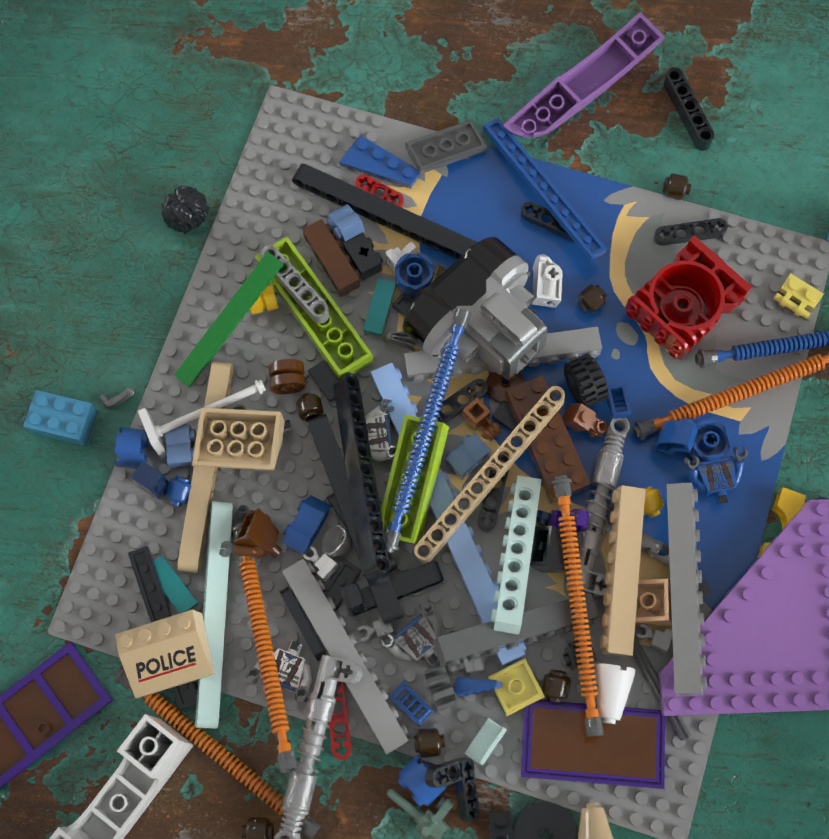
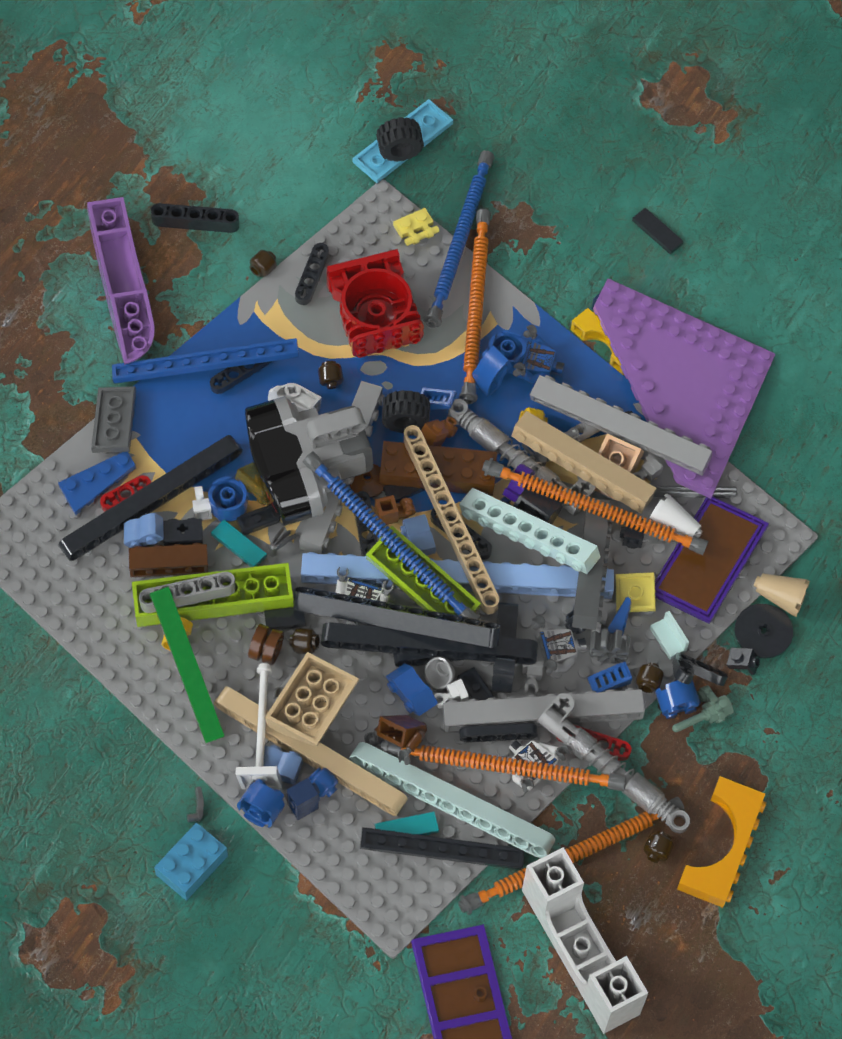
camera: 70 degrees left, 10 degrees down
(165, 653) = (471, 849): tan slope -> none
(184, 209) = (42, 663): black hair -> none
(556, 685) = (649, 561): dark brown head -> none

